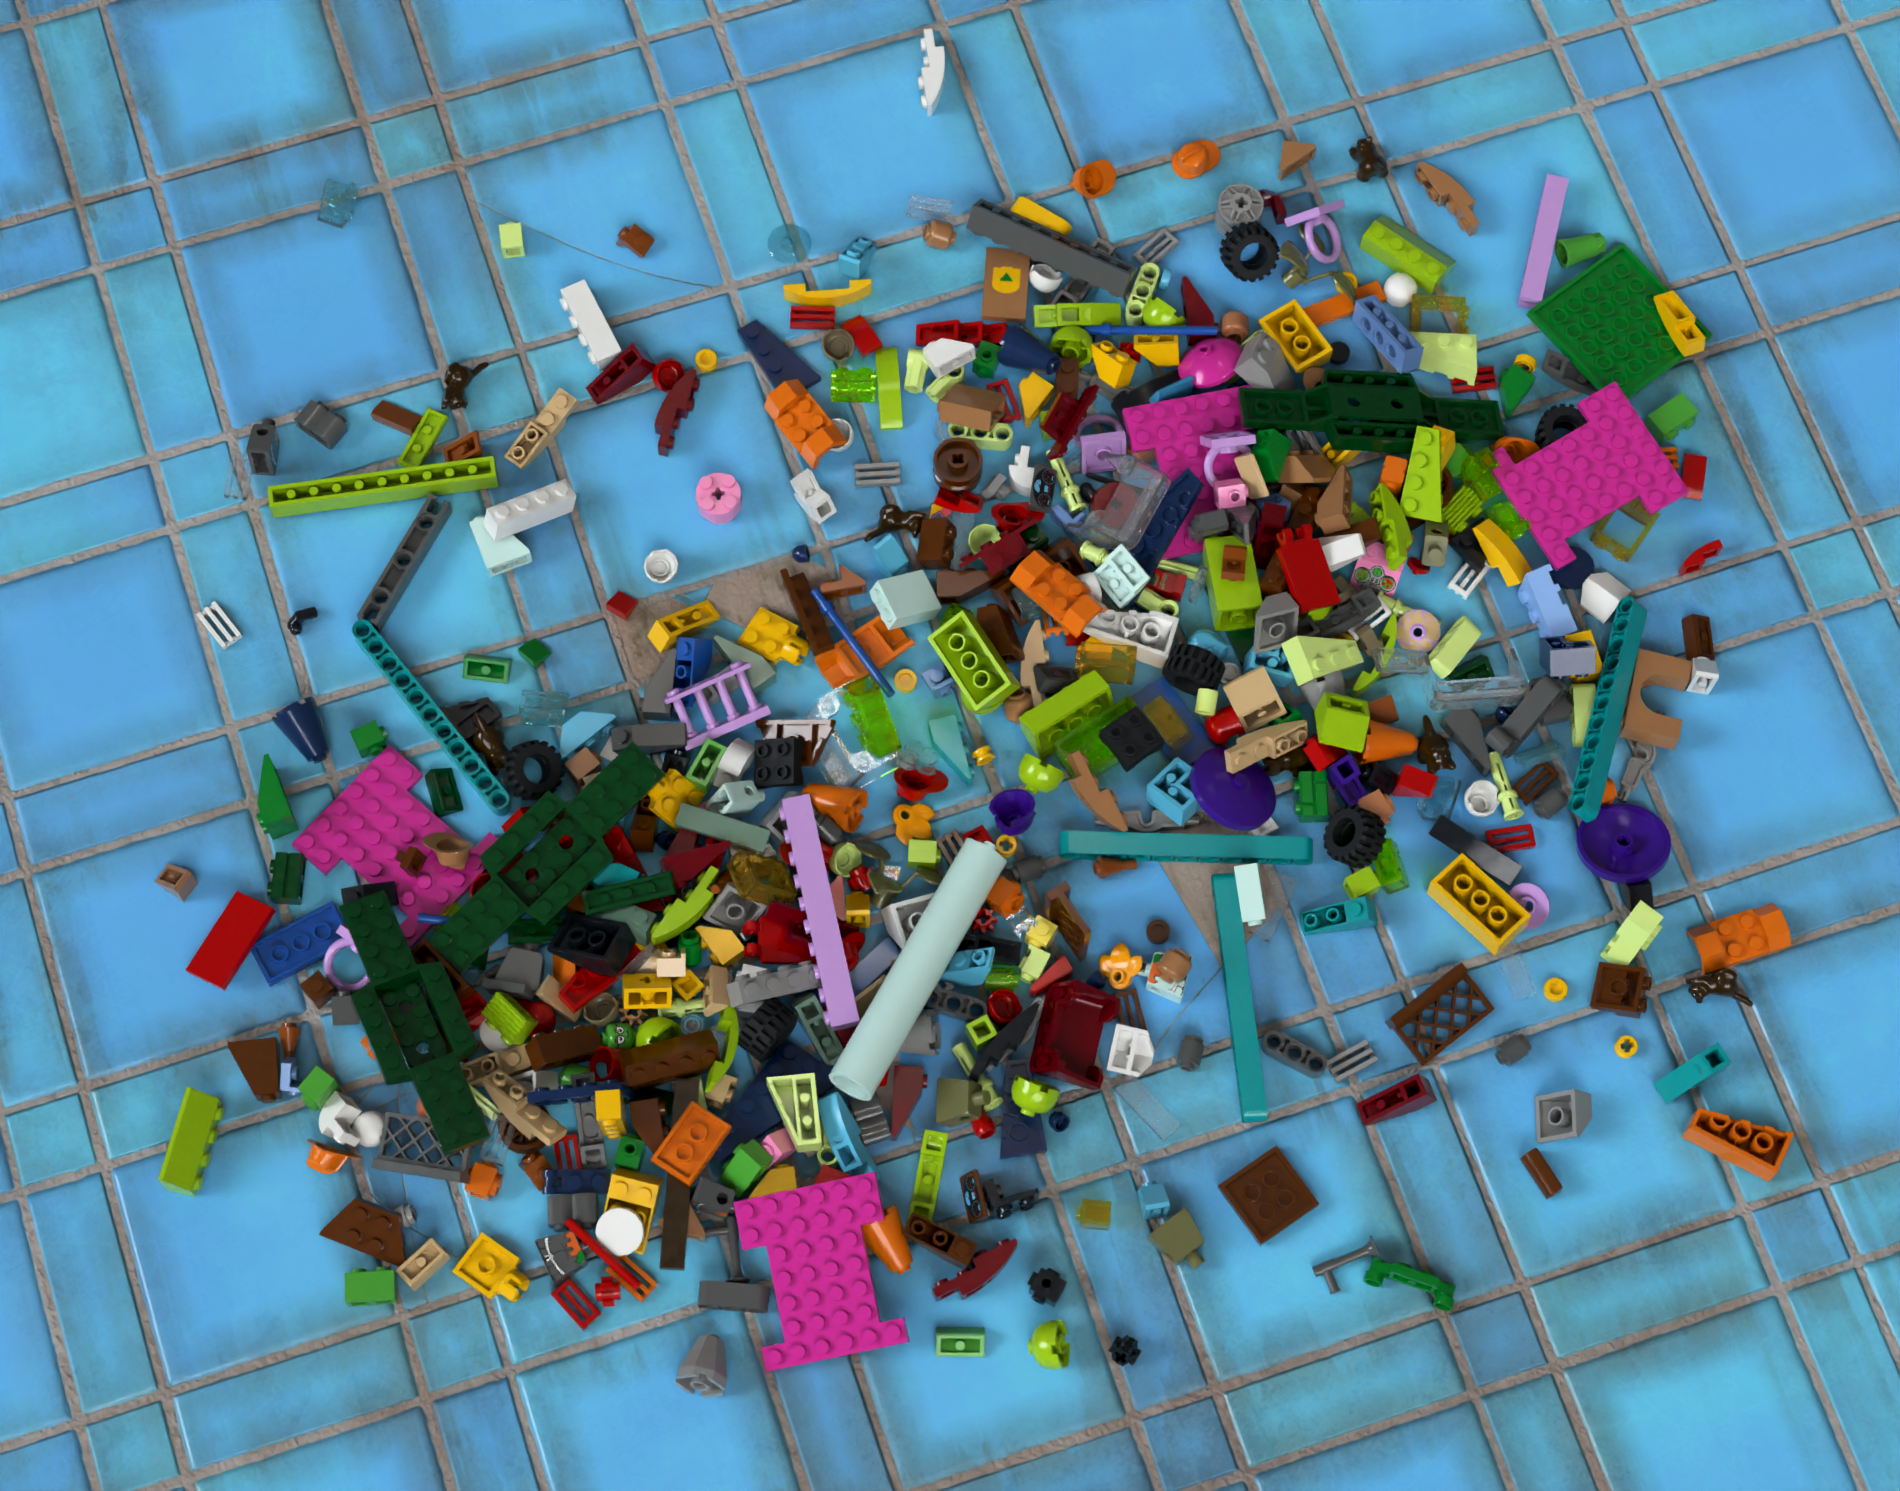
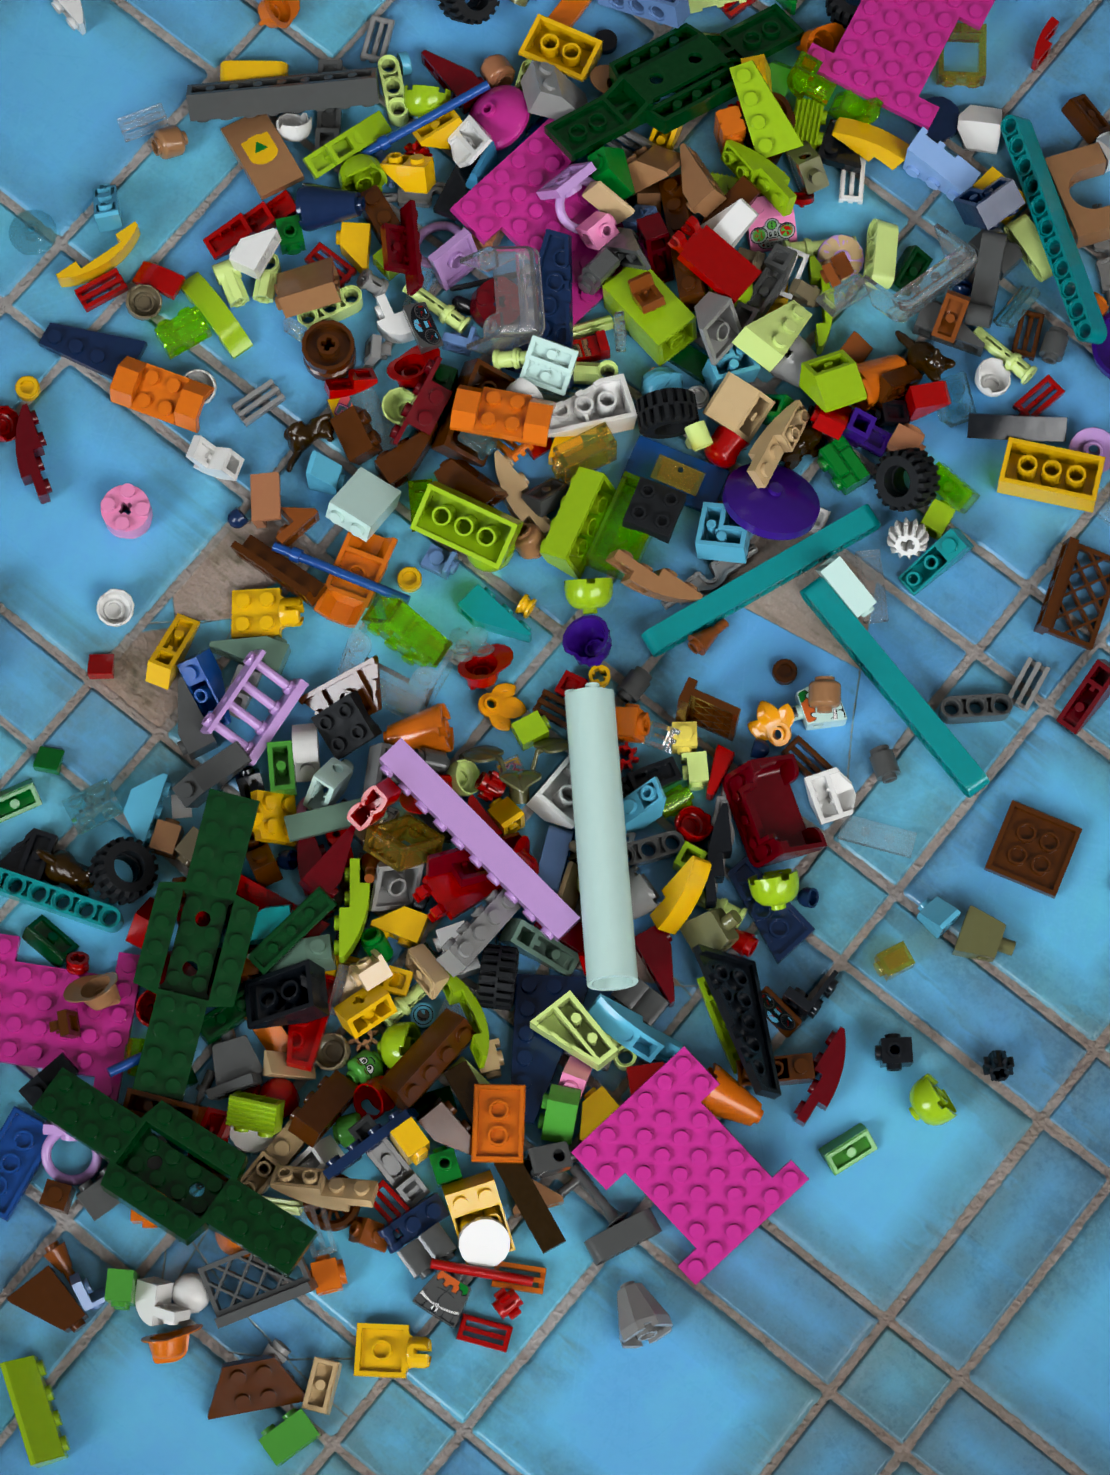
camera: 30 degrees left, 5 degrees up
(452, 820) = (77, 963): none -> red bush
(755, 833) = (373, 804): none -> red brick
(831, 550) = (265, 498): none -> nougat panel
(944, 1170) = (740, 1002): none -> black wing
(954, 1054) = (681, 895): none -> yellow slope
(1026, 433) = (372, 283): none -> light grey bush
(1173, 366) = (468, 142): none -> white slope
(1326, 884) = (907, 538): none -> white gear
(1396, 755) = (897, 382): none -> reddish brown slope
(1406, 636) = (836, 269): none -> dark orange bracket
(1475, 727) = (951, 316): none -> dark orange slope

